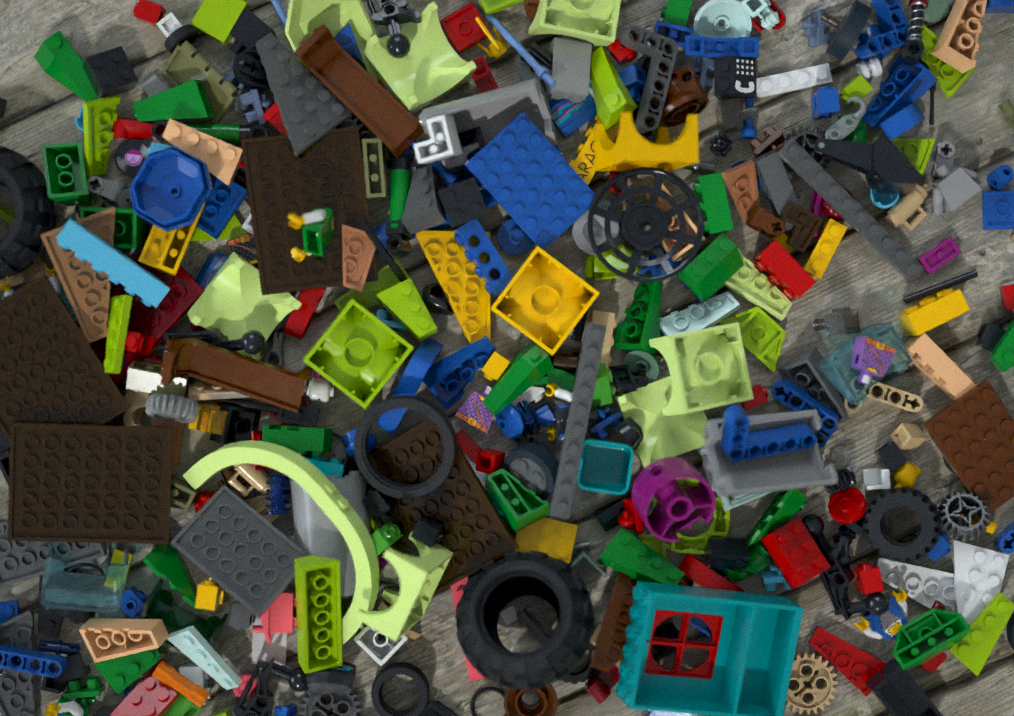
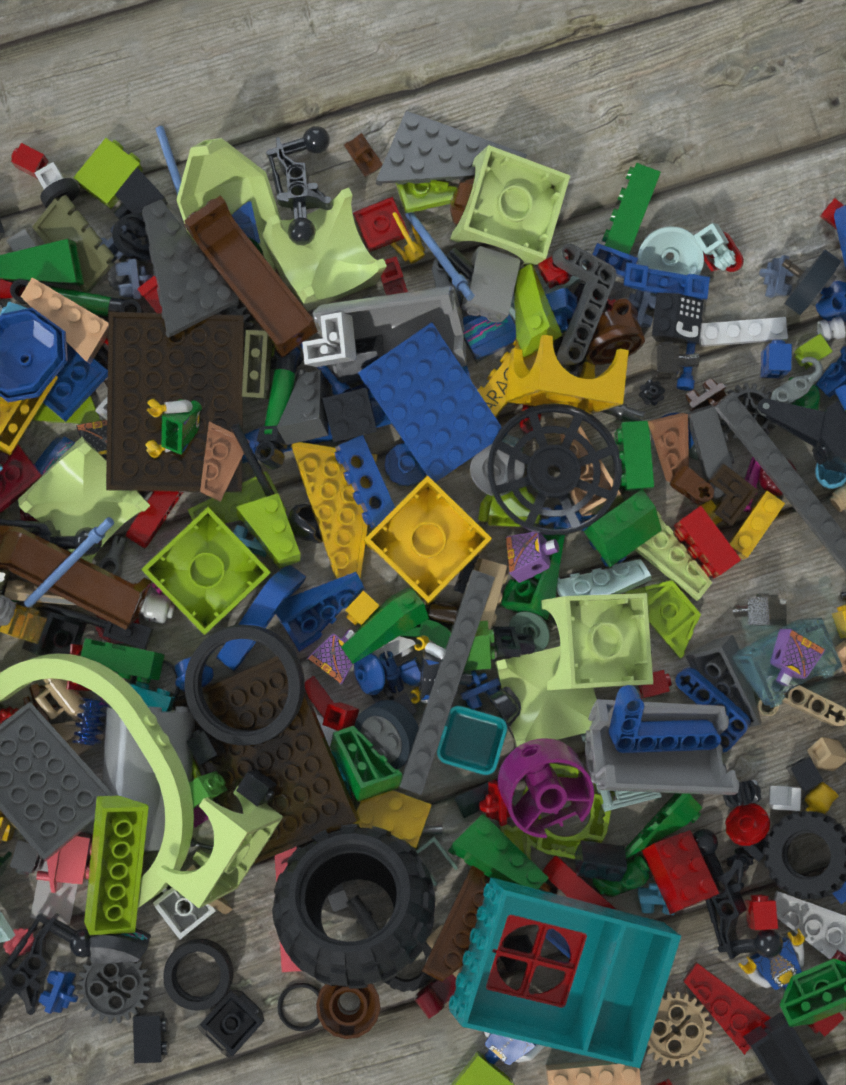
camera: 10 degrees right, 5 degrees down
(259, 338) = (94, 536): none -> medium blue bar
(632, 301) = (529, 554): none -> medium lavender torso

